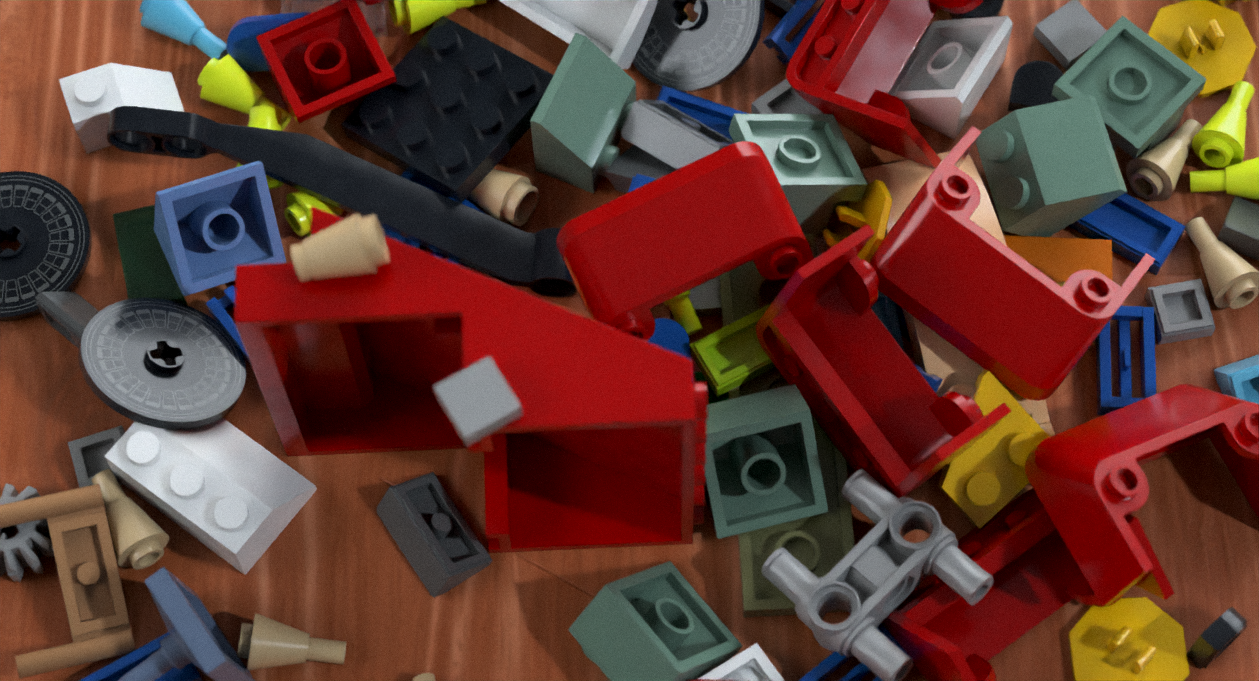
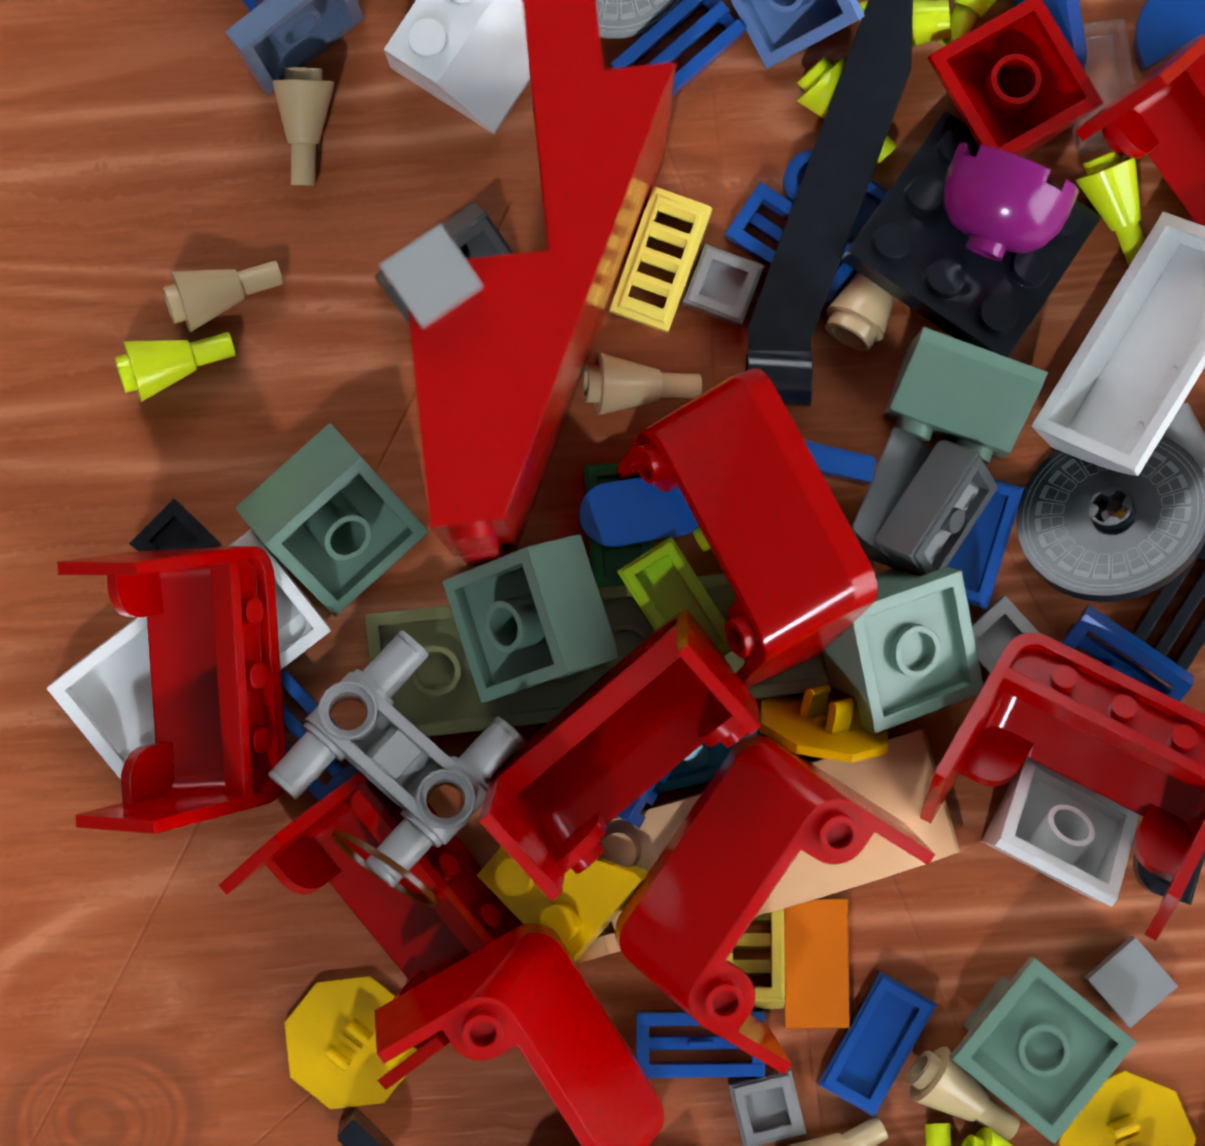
camera: 80 degrees right, 20 degrees up
(342, 250) = (607, 104): tan cone -> none
(429, 61) = (1004, 201): none -> magenta cylinder
(961, 581) = (338, 837): none -> reddish brown piece
(1033, 85) = (1051, 938): black tile -> none
(1049, 165) = (928, 952): sand green slope -> none

